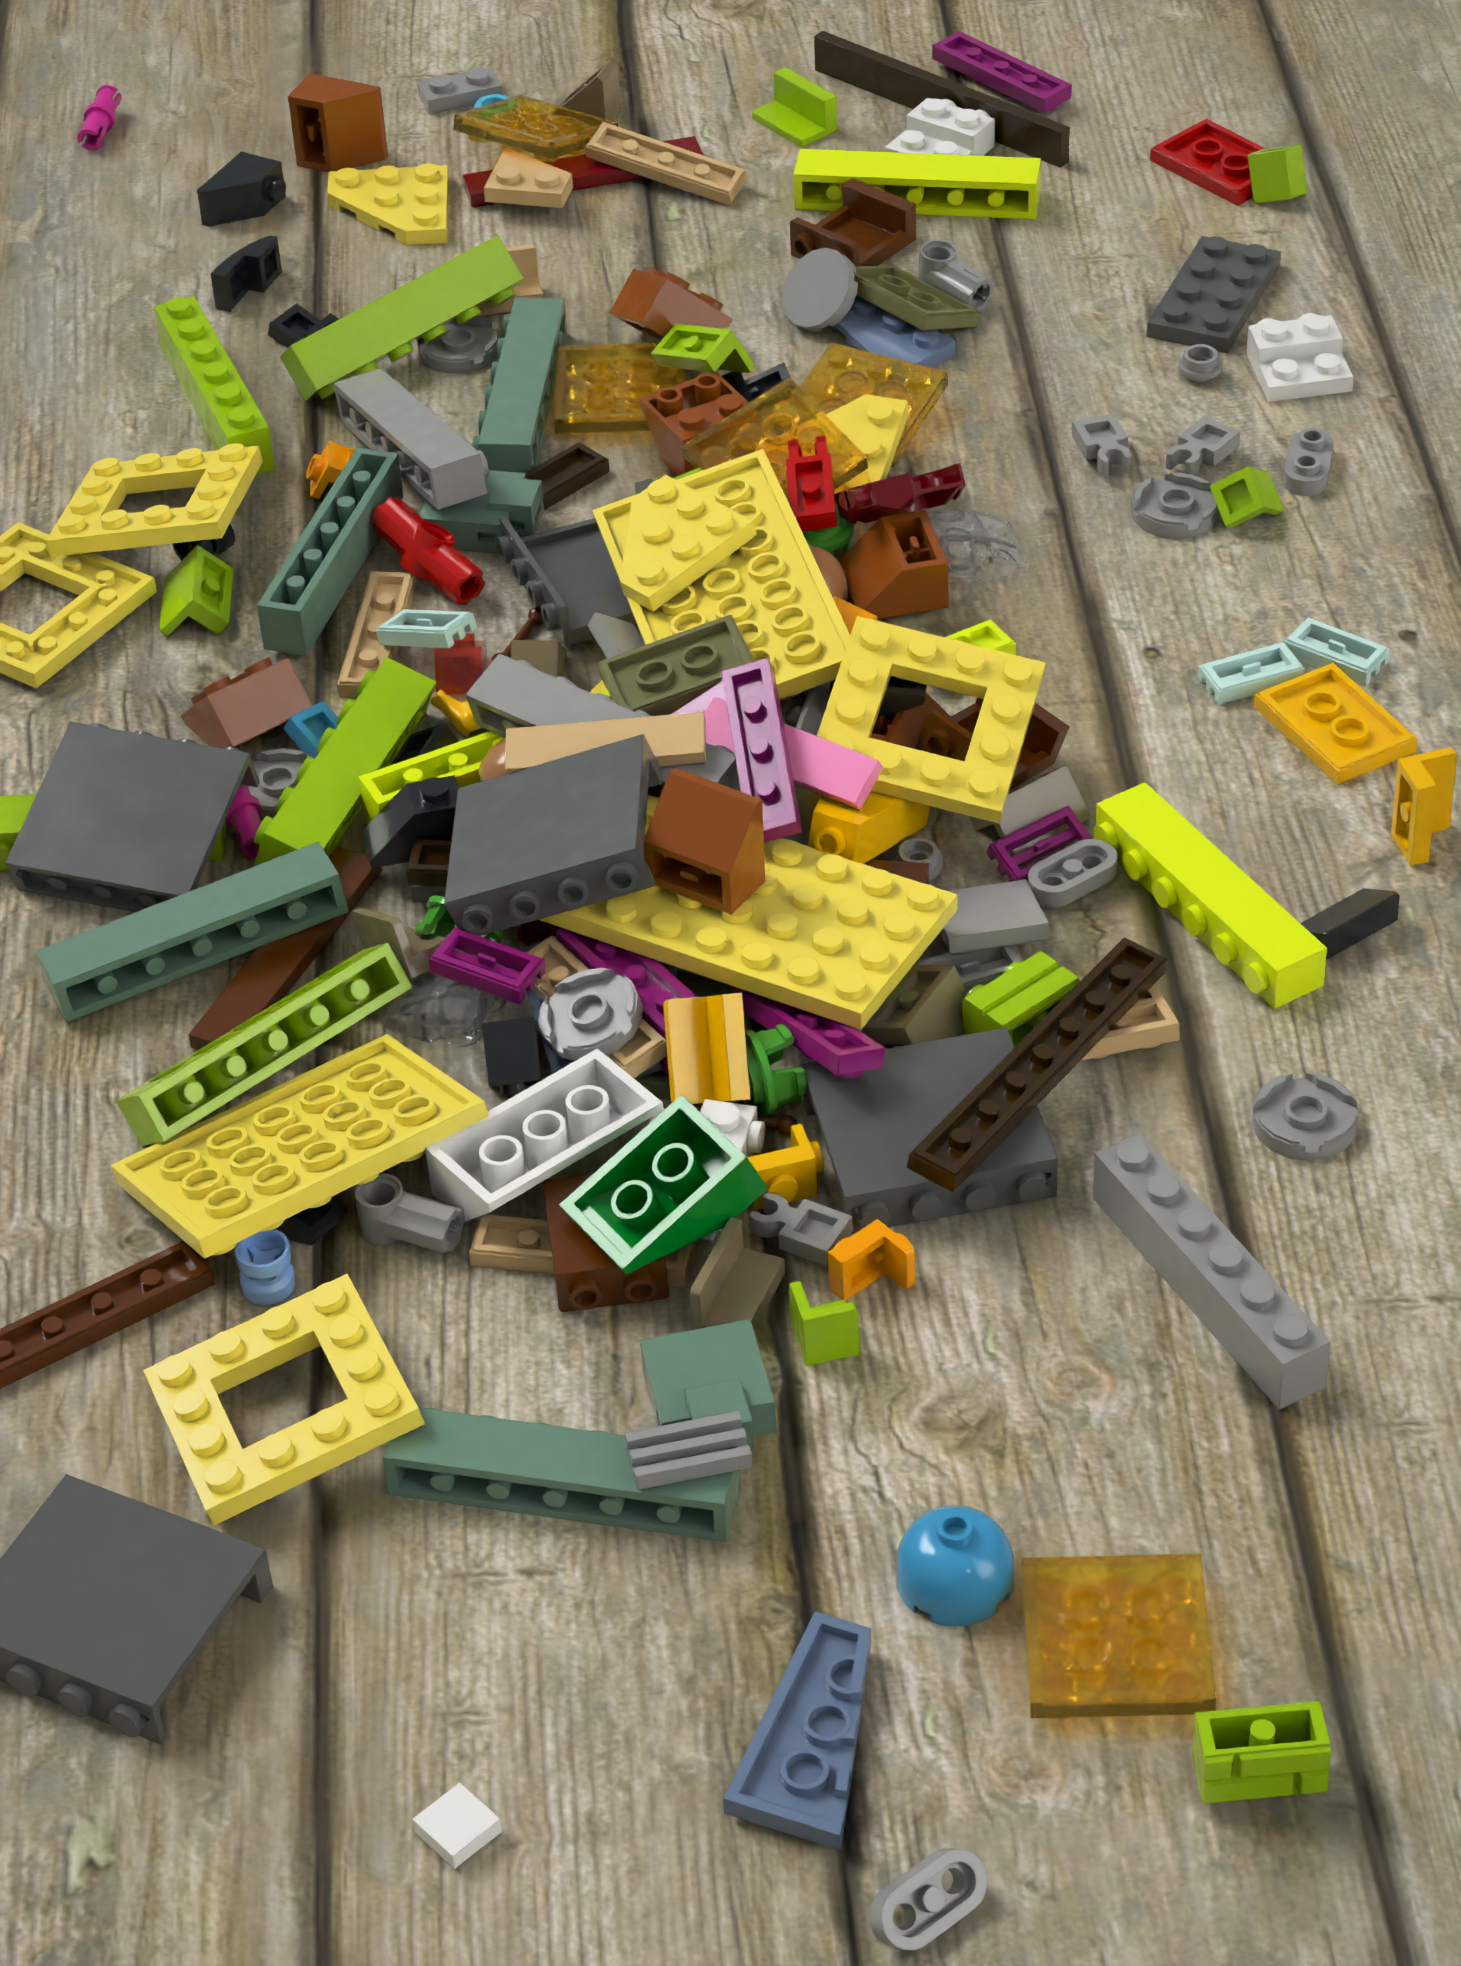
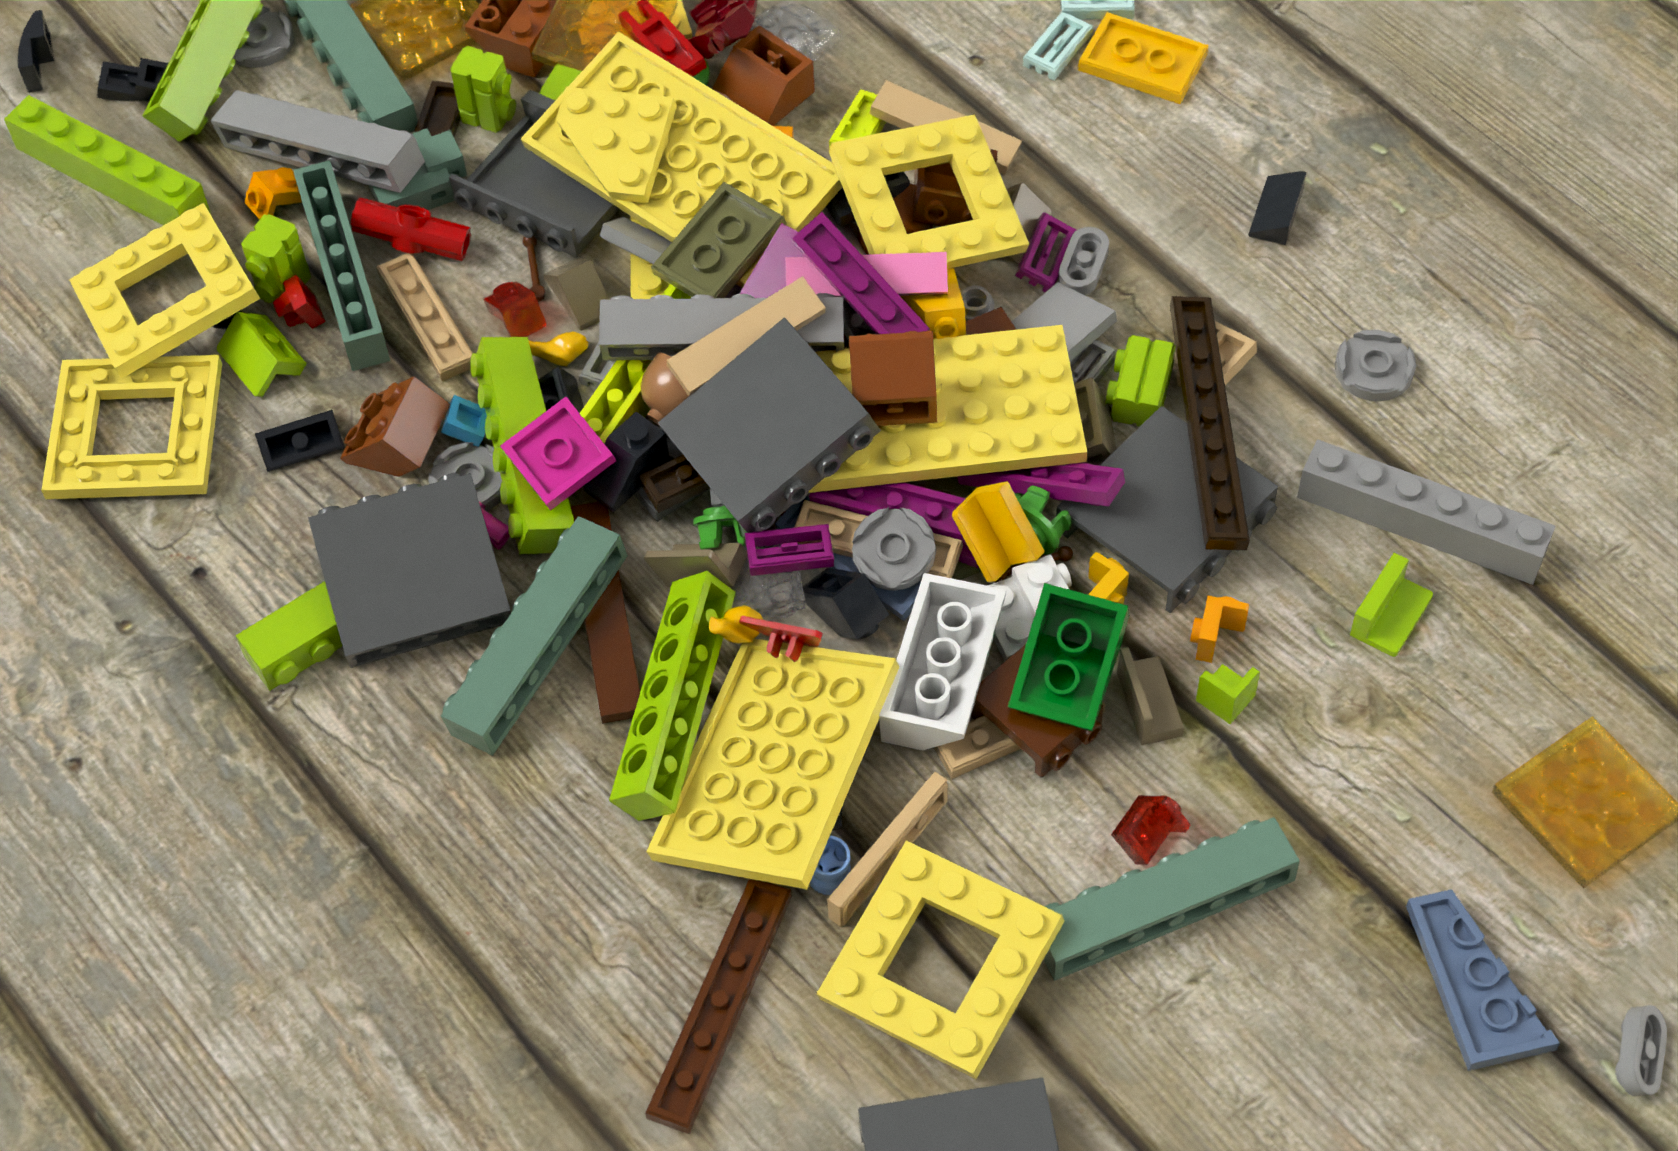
camera: 35 degrees left, 15 degrees up
(158, 681) = (299, 440): none -> black slope
(263, 563) = (298, 304): none -> red tile
(272, 516) = (274, 256): none -> lime brick
(347, 777) = (558, 453): none -> dark pink plate
(373, 1271) = (881, 855): none -> tan tile
(380, 1013) = (730, 627): none -> yellow animal
(395, 1215) = (892, 771): light grey piece -> none
(408, 1040) = (783, 633): none -> red piece
(426, 628) = (477, 296): light aqua tile -> none
(604, 456) = (482, 89): none -> lime brick
(609, 1398) = (1148, 825): none -> clear red bracket
(686, 1442) = (1272, 811): light grey tile -> none
(709, 1375) = (1203, 777): sand green piece -> none
(802, 1231) = (1156, 625): light grey plate -> none
(955, 1565) = (1454, 813): dark azure cylinder -> none
(1082, 1339) = (1390, 608): none -> lime panel
(1088, 732) = (910, 109): none -> tan tile
(1211, 896) = (1186, 232): neon yellow brick -> none
(1422, 801) = (1269, 99): yellow panel -> none

